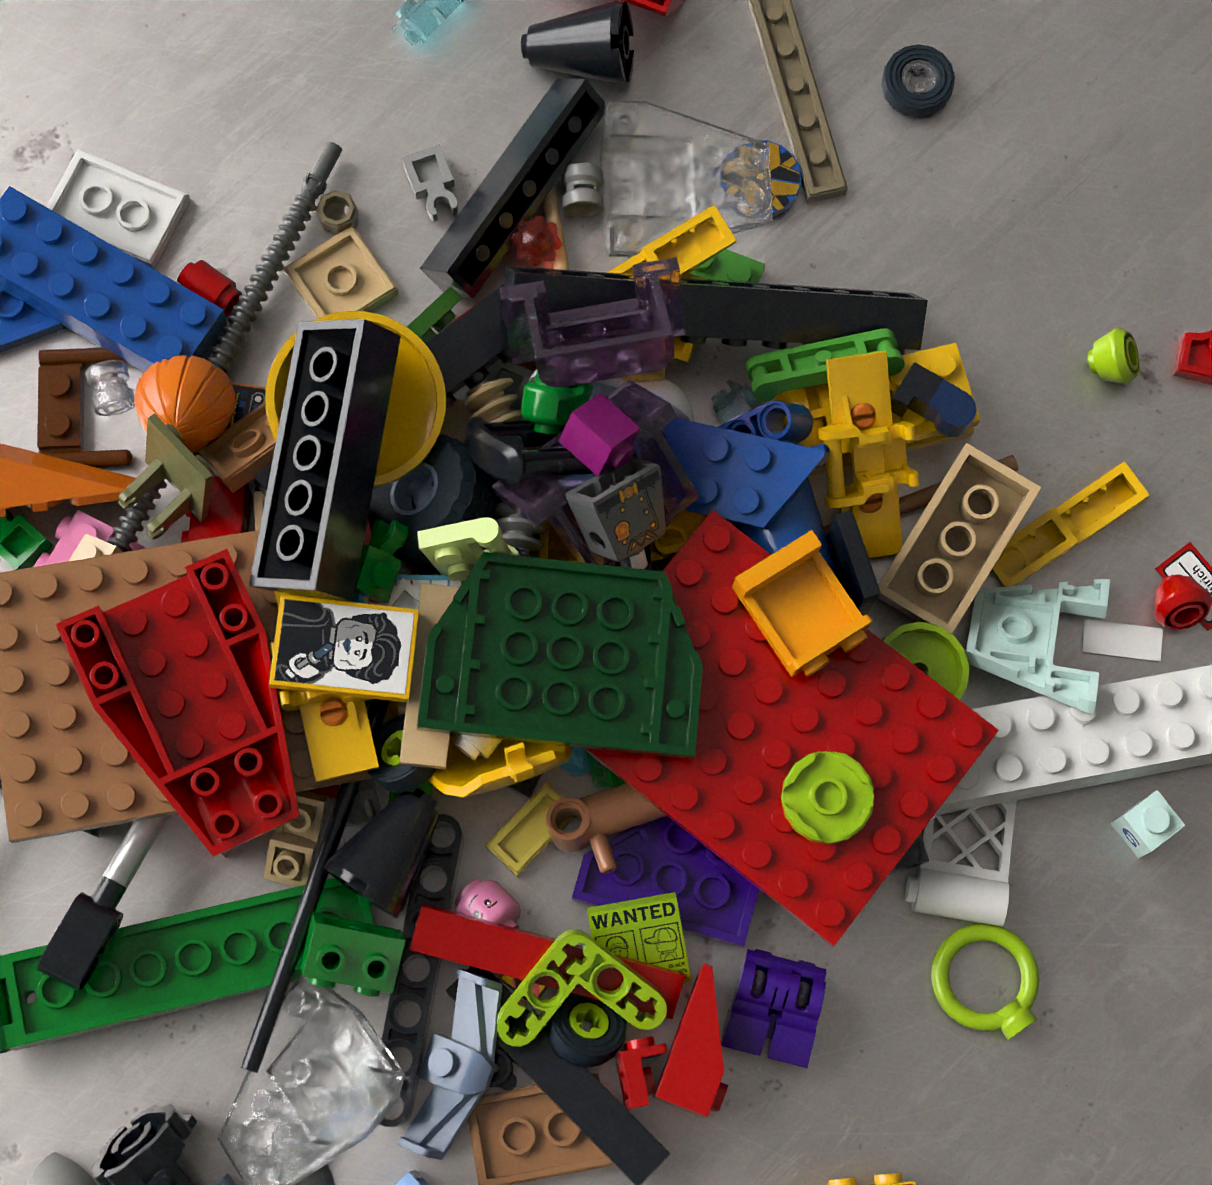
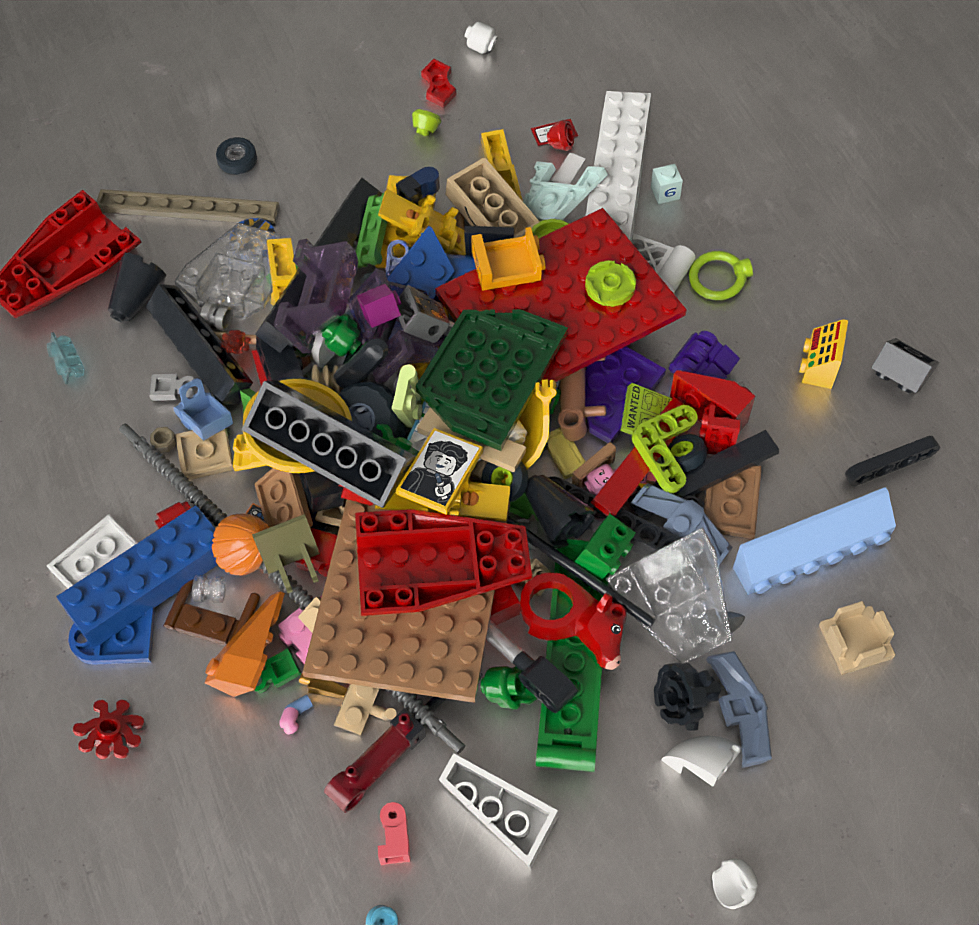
camera: 65 degrees left, 15 degrees down
(78, 869) = (504, 687): none -> green head
(223, 971) = (592, 621): none -> red animal
(396, 248) = (202, 411): none -> medium blue piece
(514, 885) = (603, 456): none -> medium nougat tile

